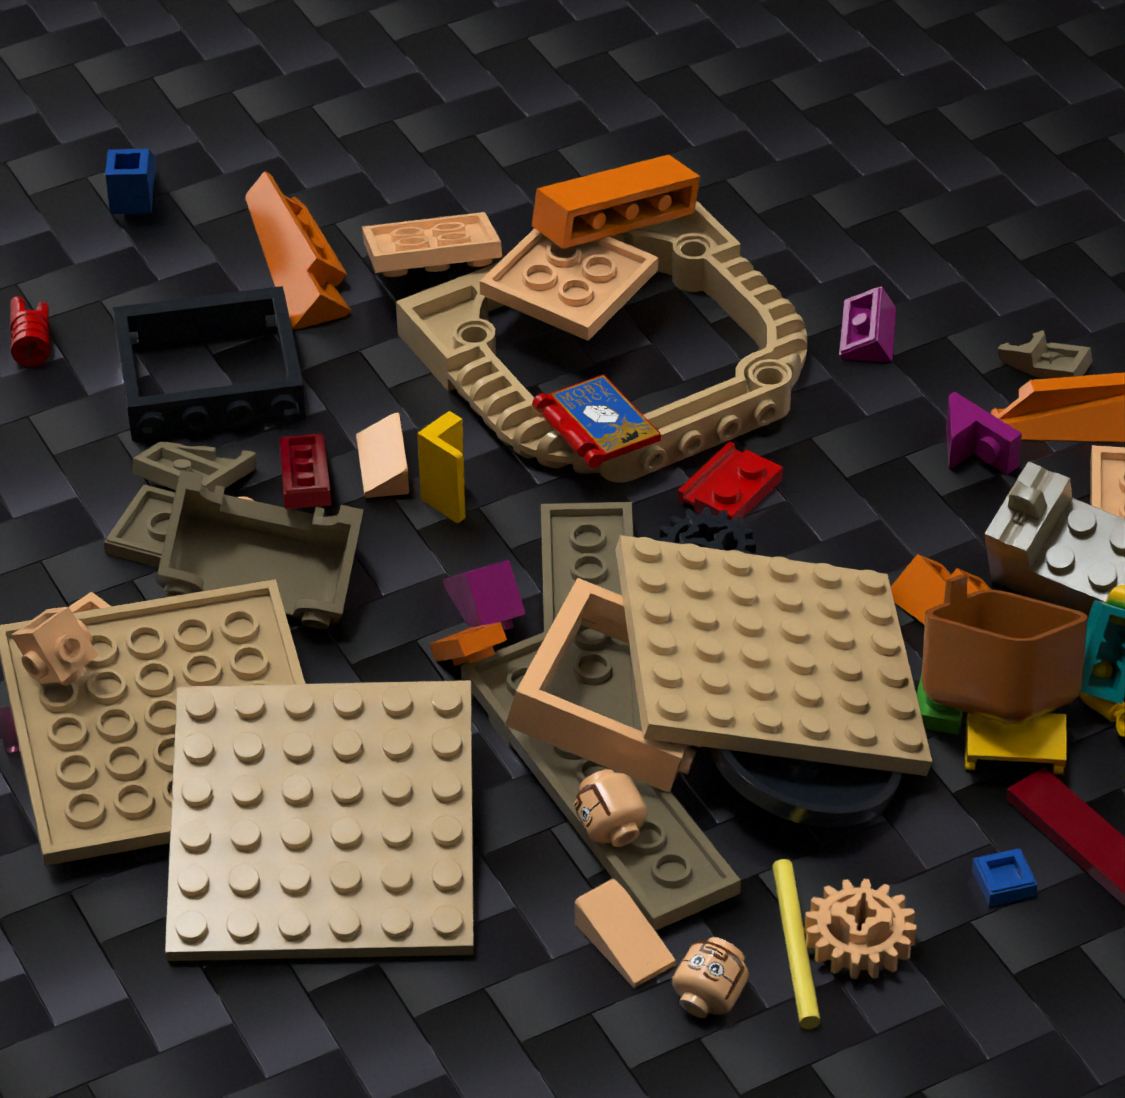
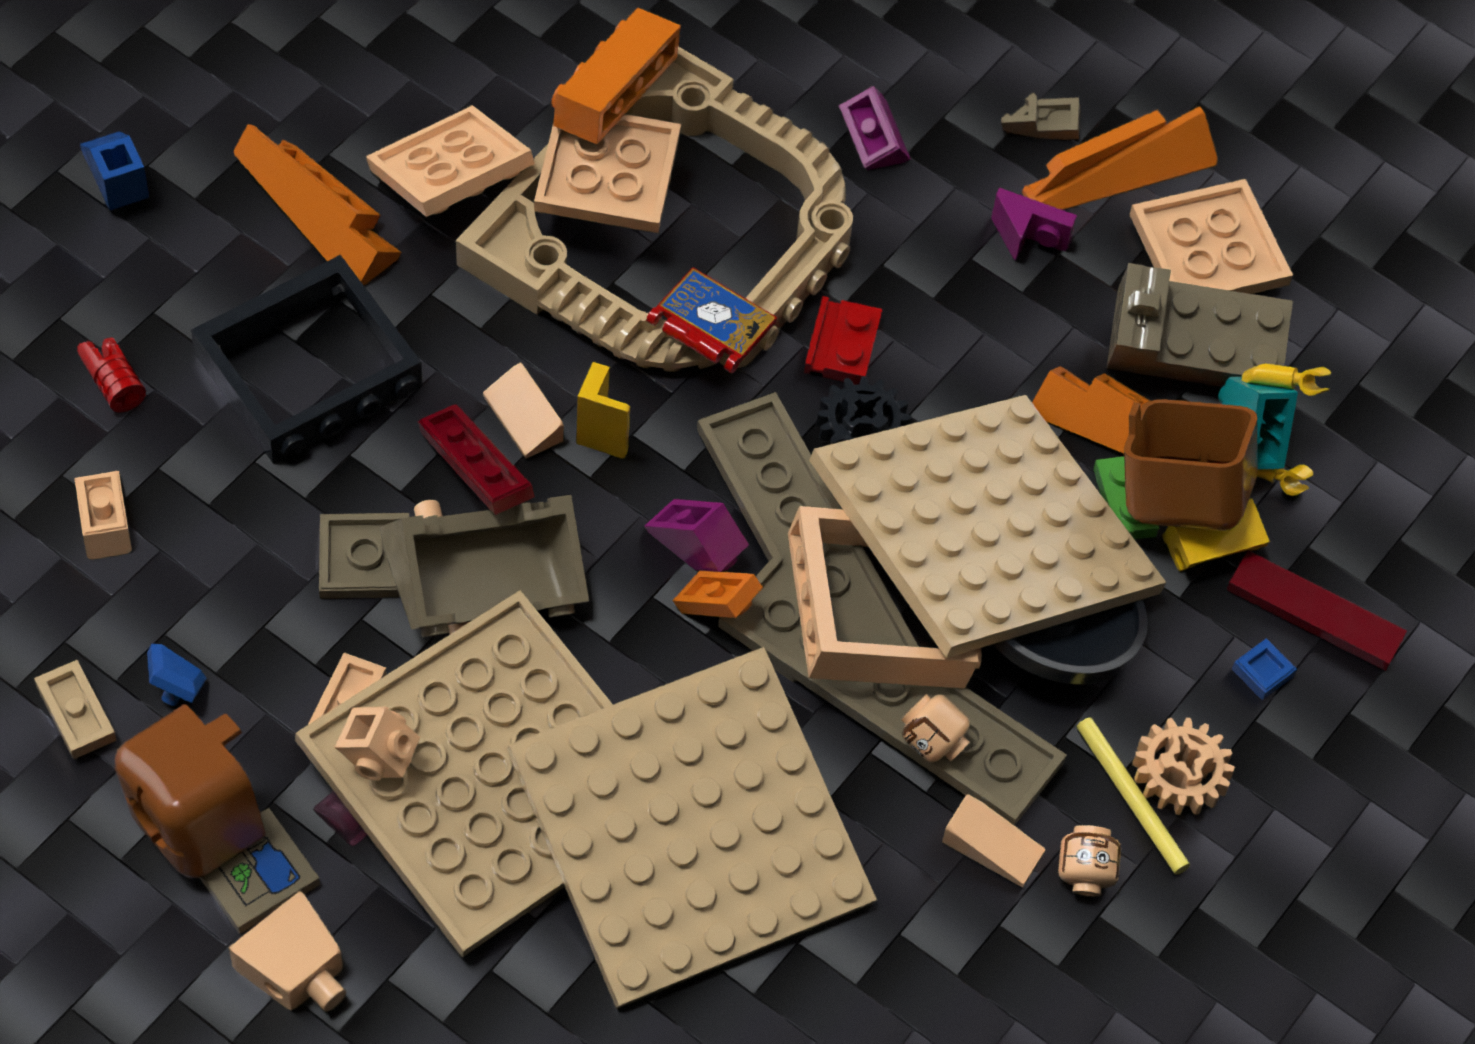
camera: 30 degrees left, 15 degrees up
(164, 461) = (356, 483): dark tan wing -> none

